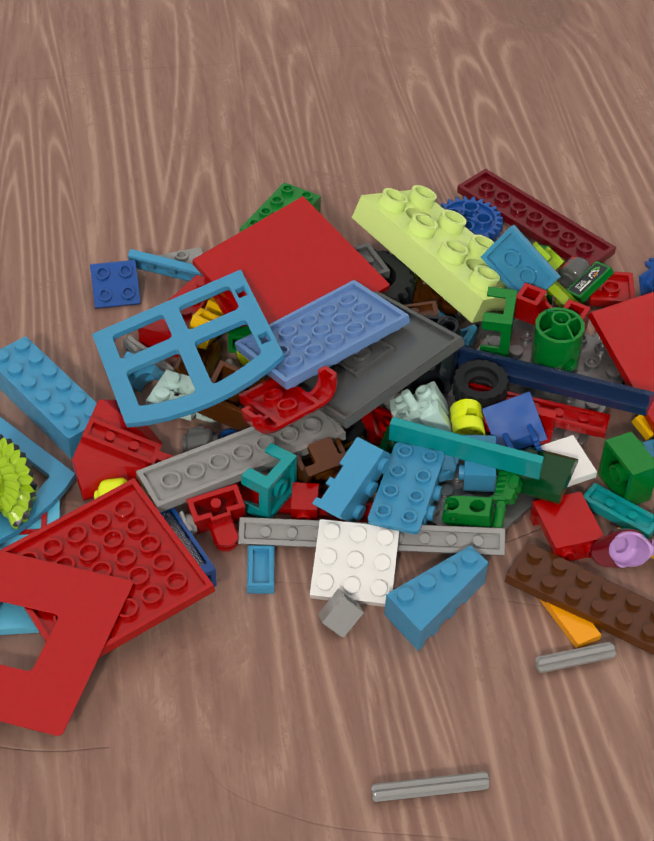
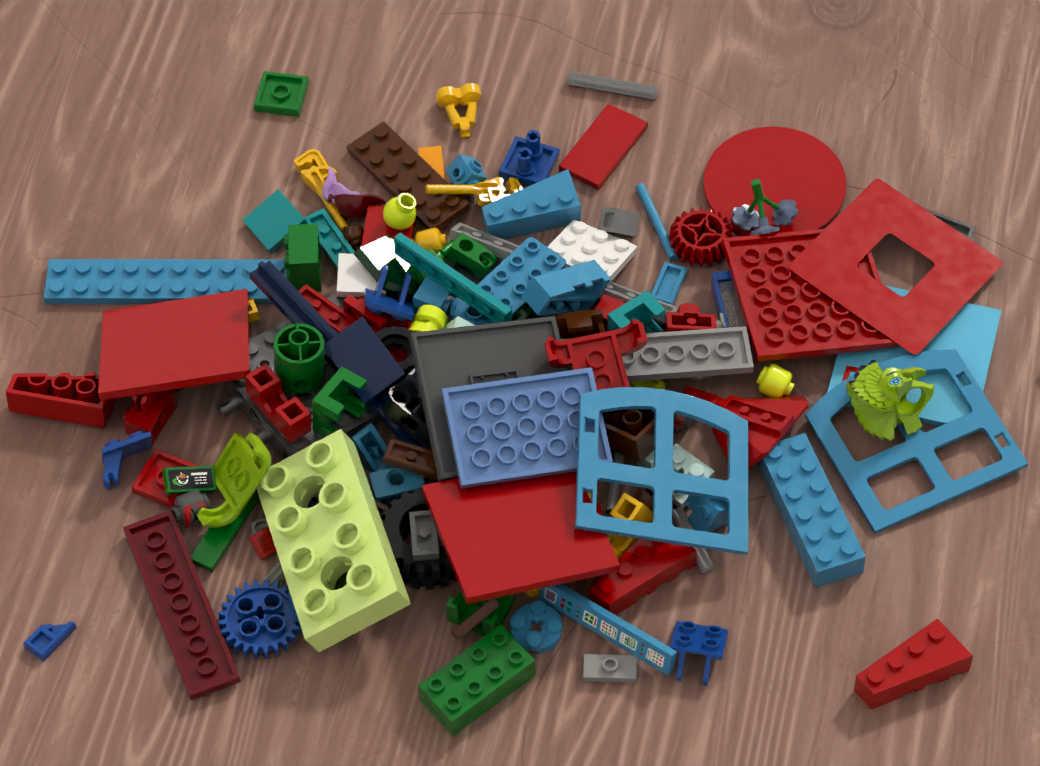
camera: 155 degrees left, 10 degrees up
(176, 625) = (749, 218): none -> sand blue plant
(184, 718) = (789, 168): none -> red tile
(261, 625) = (699, 236): none -> red gear
(302, 633) = (656, 221): none -> dark azure bar
(401, 705) = (603, 146): none -> red tile
(472, 651) = (529, 160): none -> blue plate
(492, 597) = (487, 191): none -> yellow piece
(500, 355) = (364, 354): none -> dark blue tile
(519, 262) = (280, 449): dark azure plate -> none
(521, 529) = (430, 239): none -> yellow head
(528, 608) = (465, 171): none -> dark azure brick
(563, 517) = (400, 211): none -> neon yellow piece
(575, 657) = (449, 139): light grey axle -> none
(587, 710) = (466, 95): none -> yellow piece
(604, 519) = (354, 236): none -> reddish brown plate
(613, 184) = (48, 639): none -> blue tile

